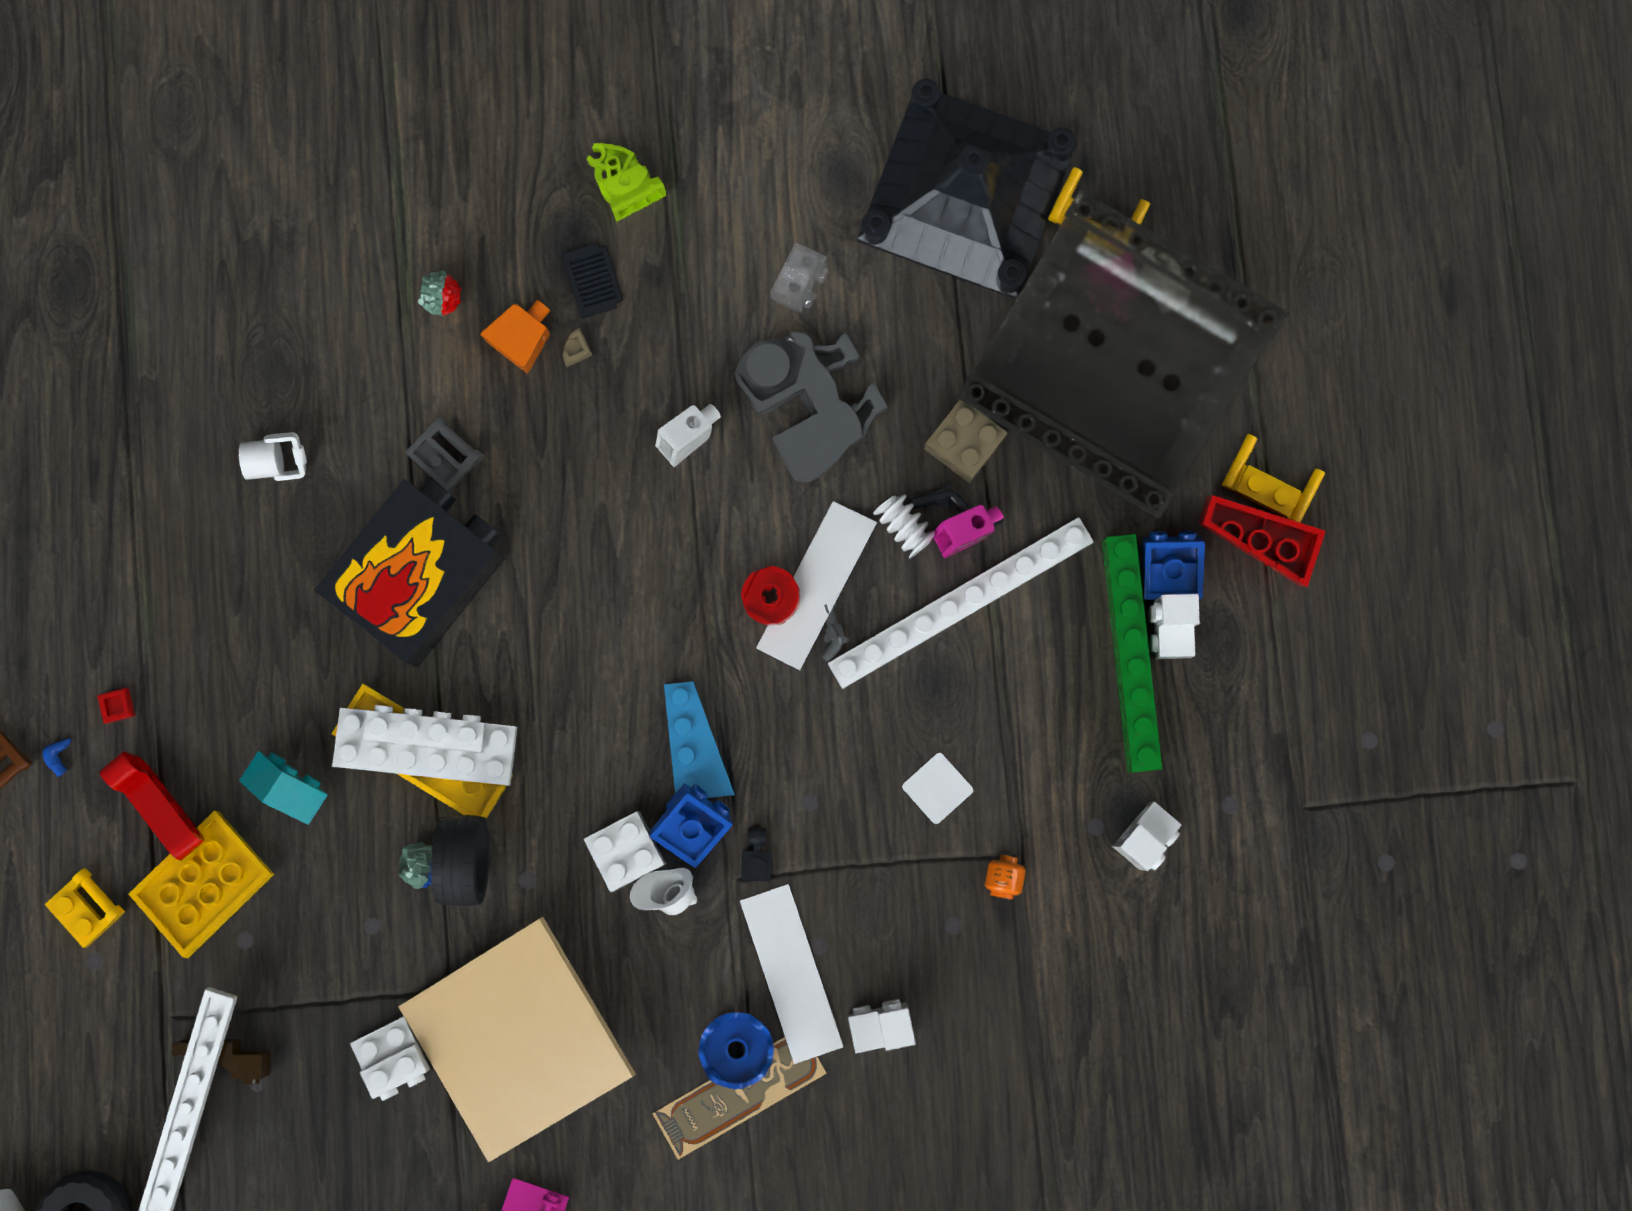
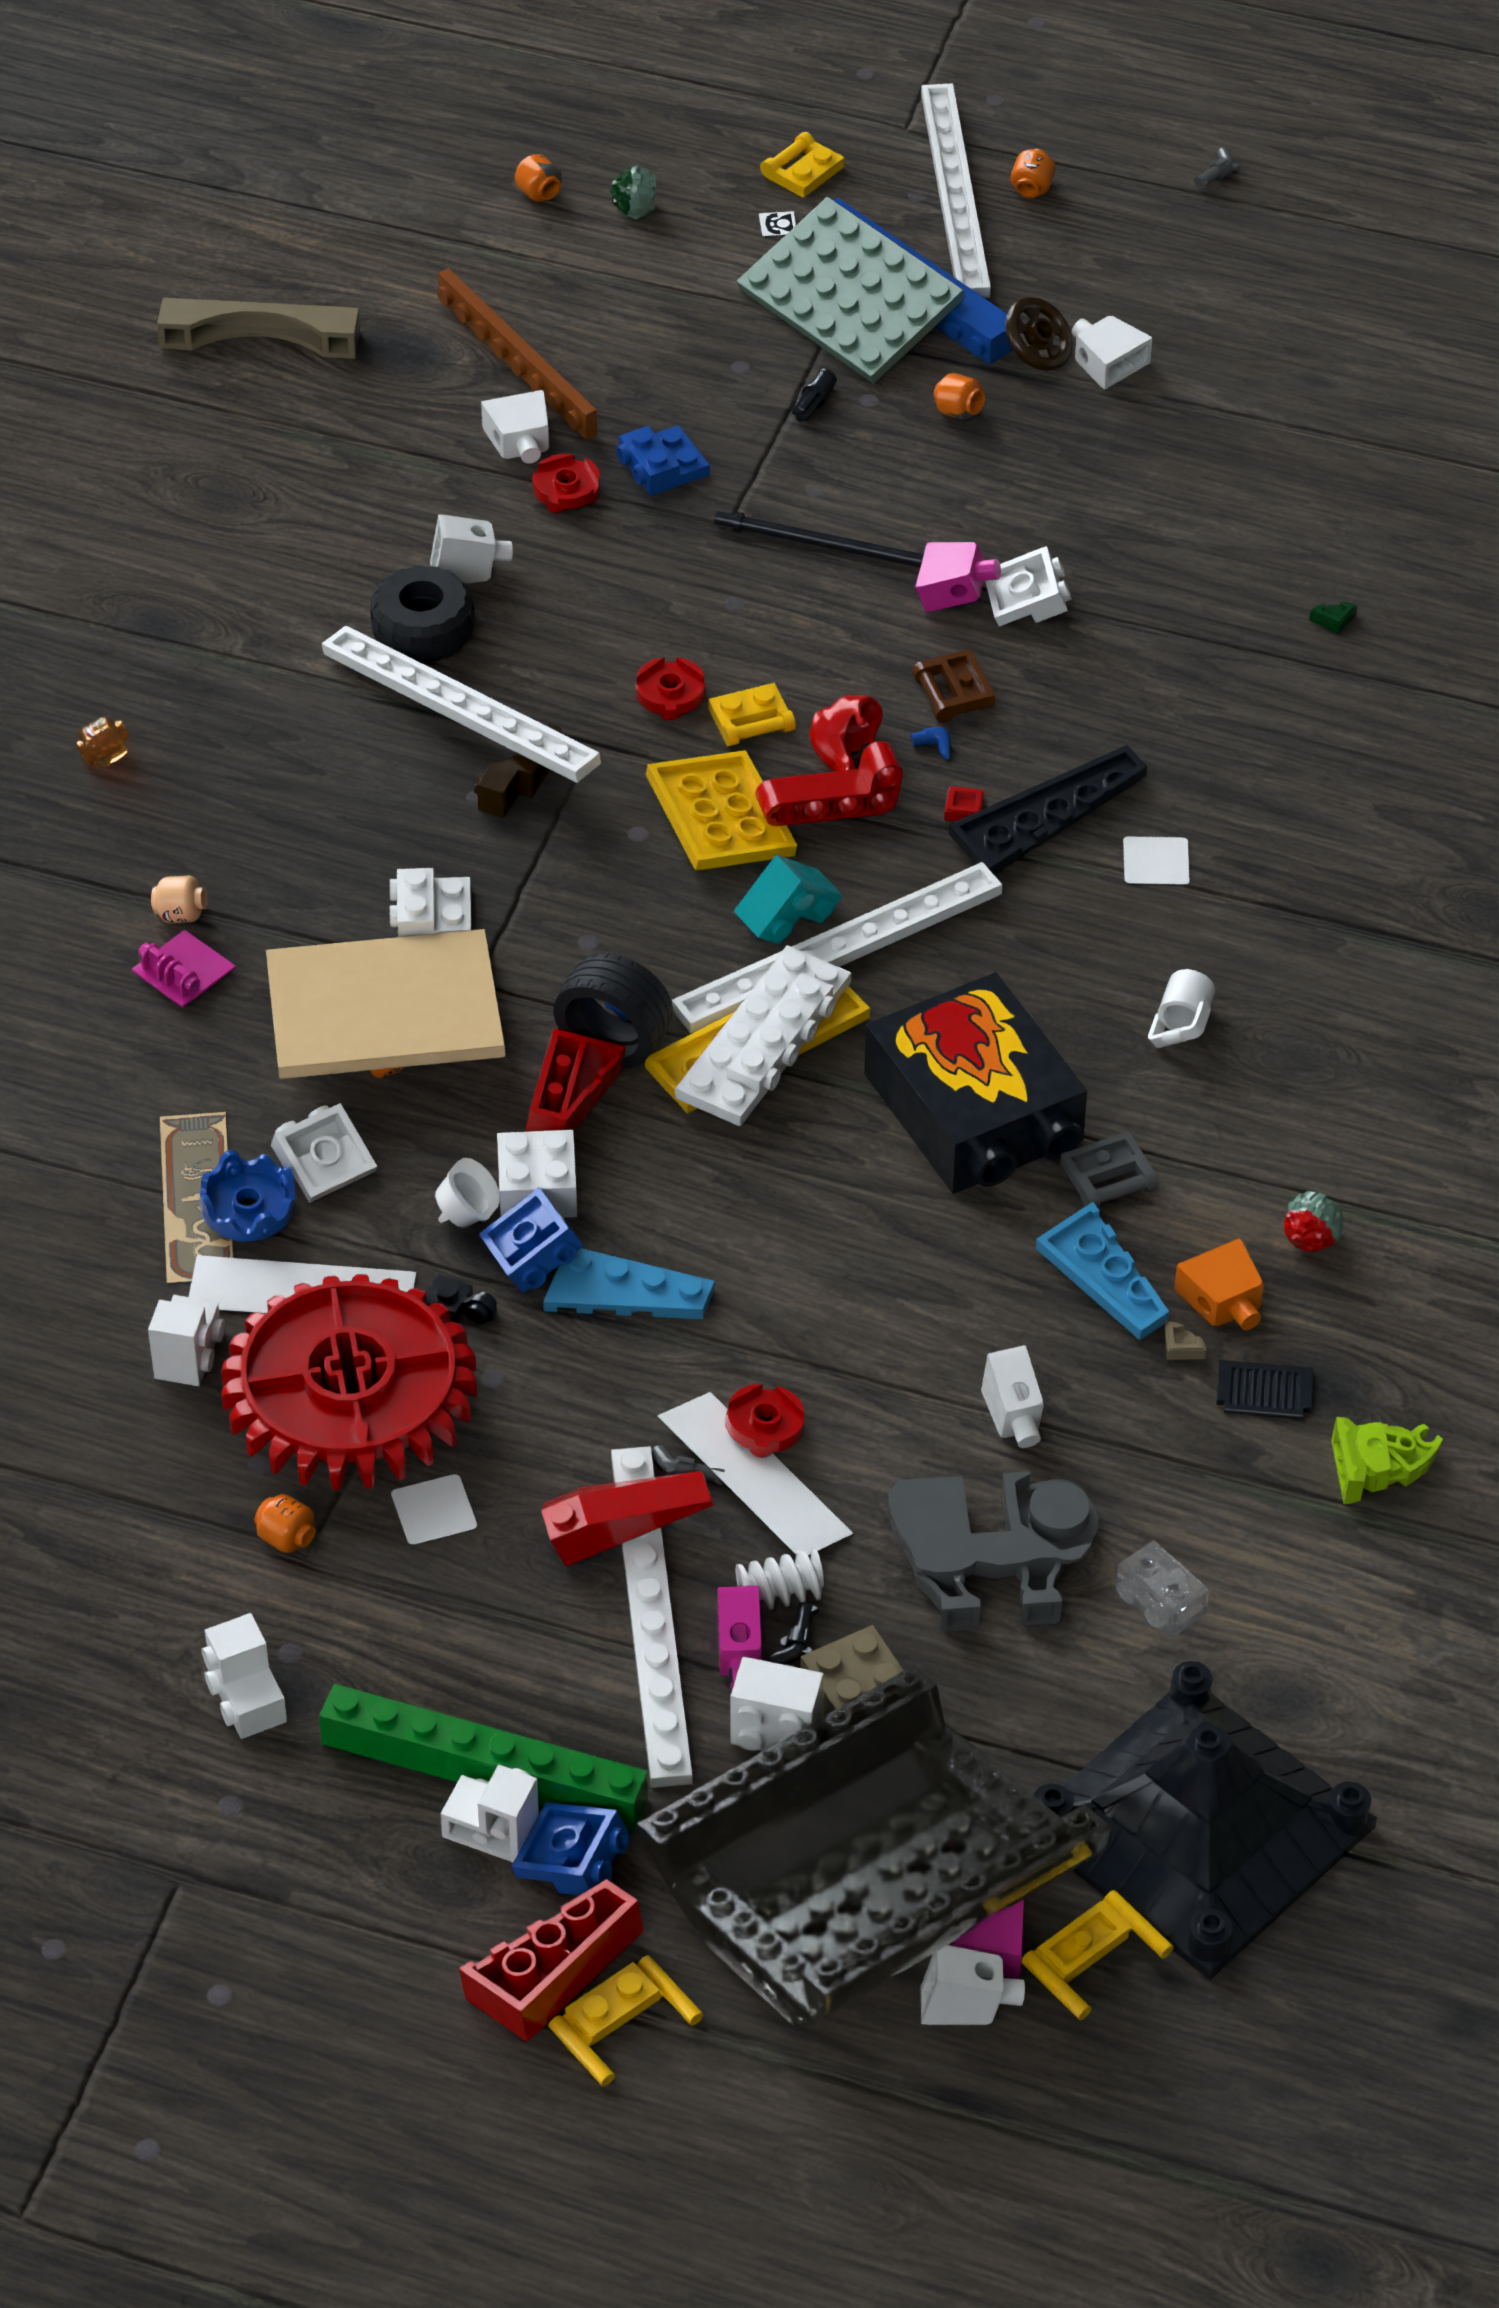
camera: 110 degrees right, 35 degrees down
(65, 992) = (670, 701): none -> red plate
(82, 830) = (844, 729): none -> red piece
(114, 542) = (1156, 860): none -> white sticker
(119, 652) = (1037, 814): none -> black wing
(302, 733) = (847, 941): none -> white plate
(532, 431) = (1098, 1265): none -> dark azure wing
(535, 867) = (572, 1080): none -> red wedge
(670, 1017) = (323, 1151): none -> white plate
(902, 663) = (617, 1512): none -> red wedge
(909, 931) = (395, 1349): none -> red gear
(1017, 477) = (772, 1703): none -> white brick

